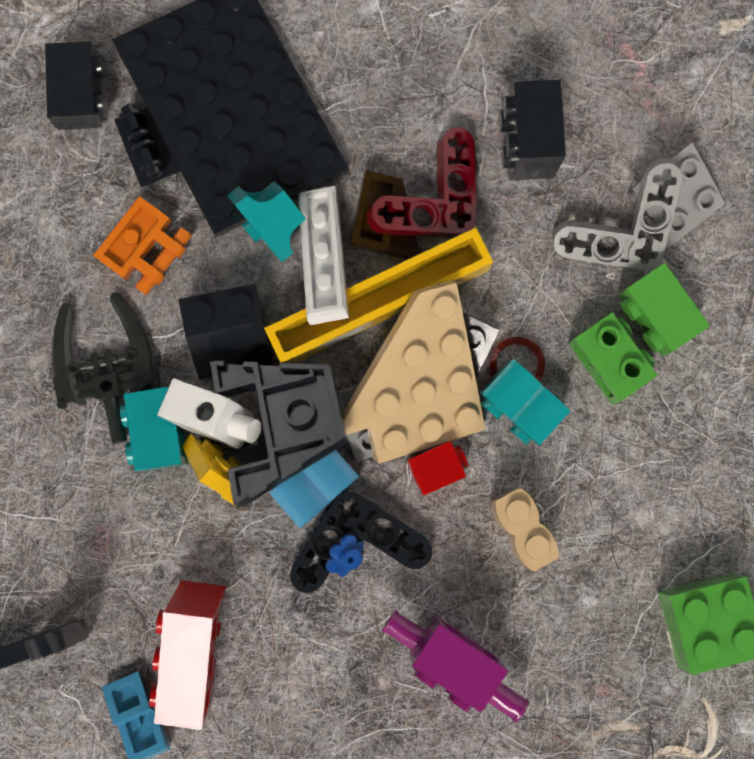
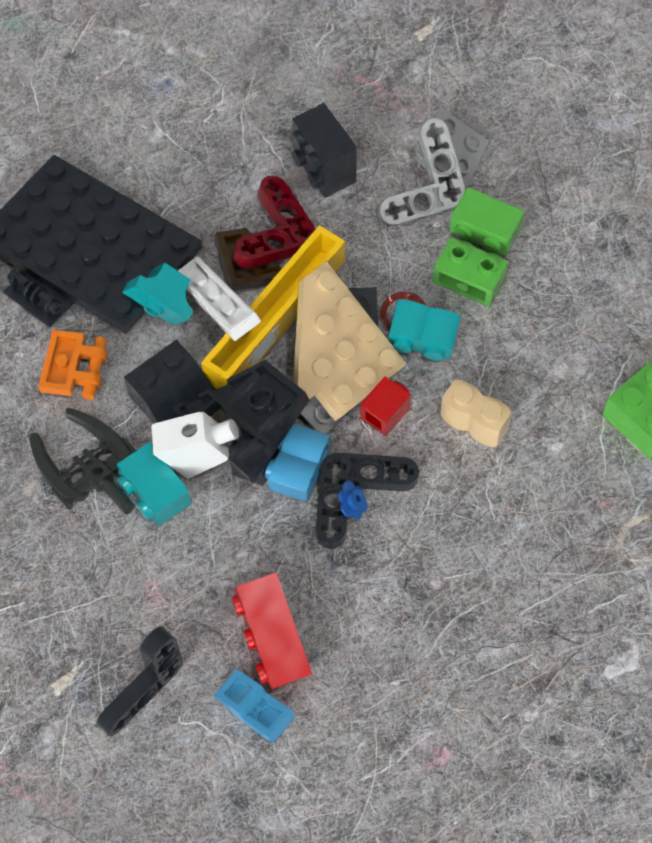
camera: 25 degrees left, 20 degrees down
(210, 465) = (221, 479): yellow plate -> none
(457, 664) = (481, 524): magenta brick -> none

